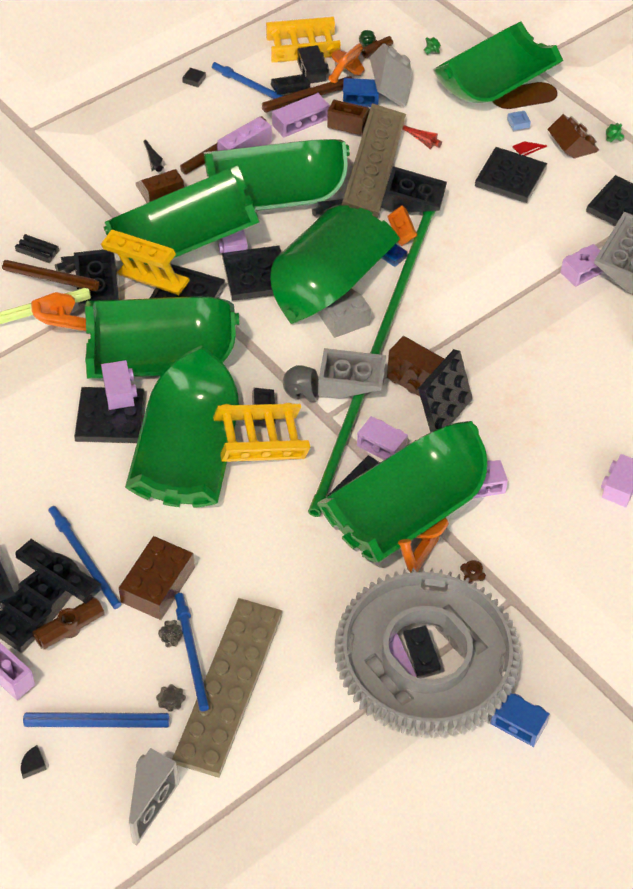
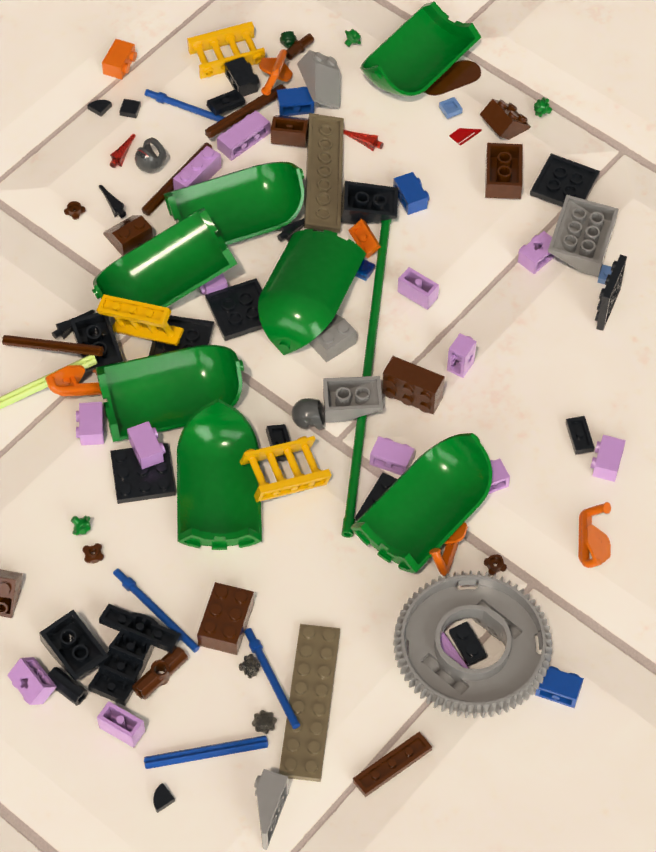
camera: 10 degrees left, 5 degrees up
(28, 455) = (81, 525): none -> green plant
(30, 490) = (93, 558): none -> reddish brown plate
(38, 246) = (30, 315): black tile -> none
(68, 357) = (90, 423): none -> lavender brick
(112, 157) = (74, 209): none -> reddish brown plate
(164, 71) = (99, 107): none -> black tile
(172, 115) = (119, 155): none -> clear red piece
(194, 32) = (119, 59): none -> orange brick
(197, 122) = (146, 158): none -> dark grey helmet
(305, 772) = (392, 764): none -> reddish brown plate
(445, 392) = (440, 404): black plate -> none
(447, 279) = (418, 288): none -> lavender brick
(460, 191) = (411, 193): none -> blue brick
(479, 350) = (461, 355): none -> lavender brick
(511, 174) = (454, 167): black plate -> none
(562, 183) = (503, 171): none -> reddish brown brick
(589, 562) = (592, 539): none -> orange piece
(595, 452) = (579, 435): none -> black plate

